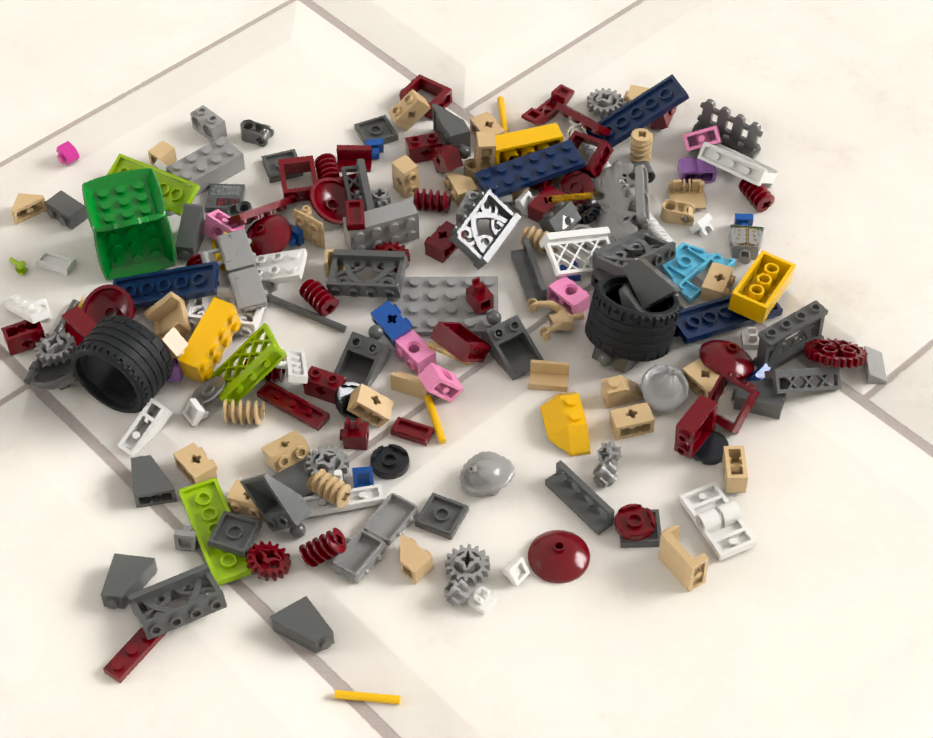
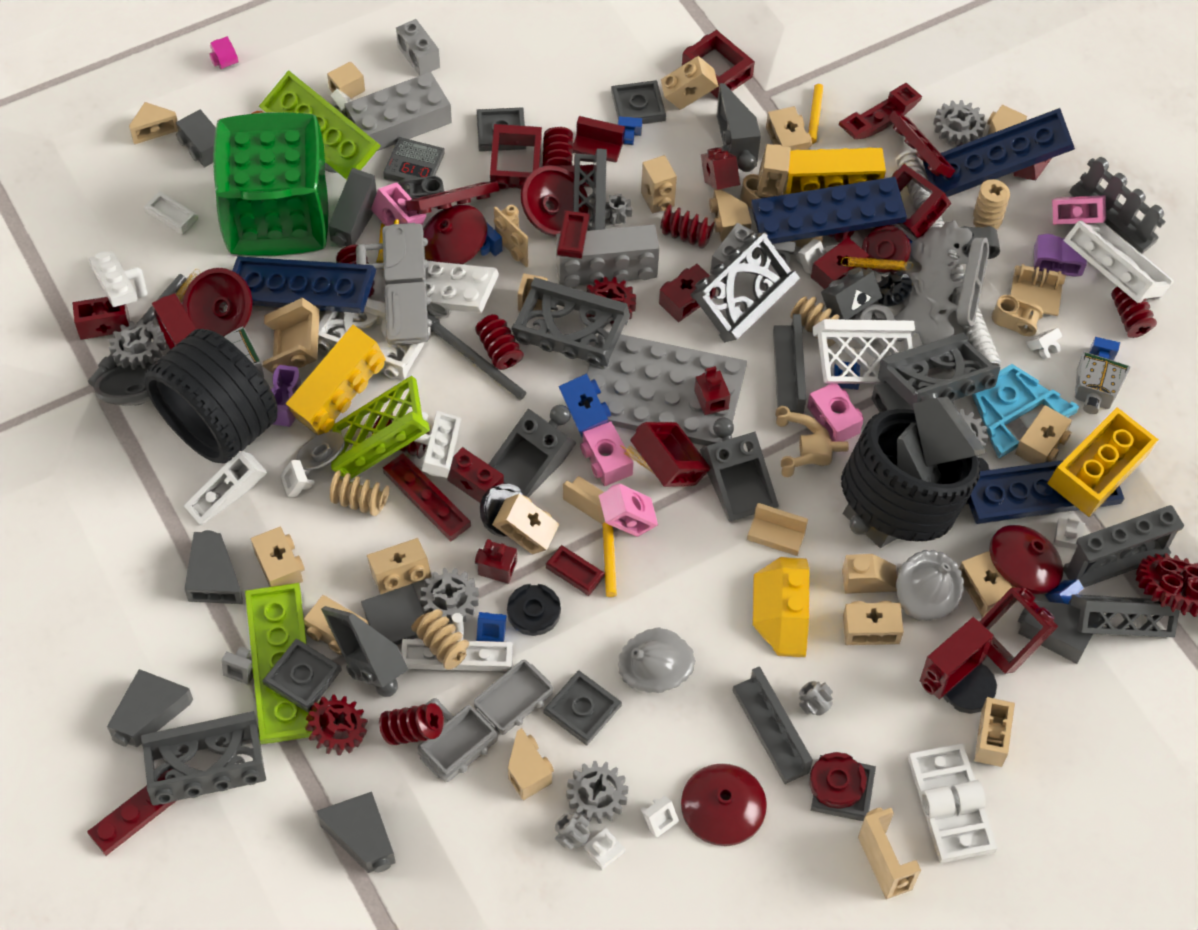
camera: 10 degrees right, 10 degrees up
(20, 266) = (123, 211): lime hand -> none
(173, 341) = (280, 380): brick -> none
(254, 132) = (477, 72): dark grey piece -> none
(419, 147) = (693, 140): dark red brick -> none
(609, 453) = (829, 667): light grey gear -> none

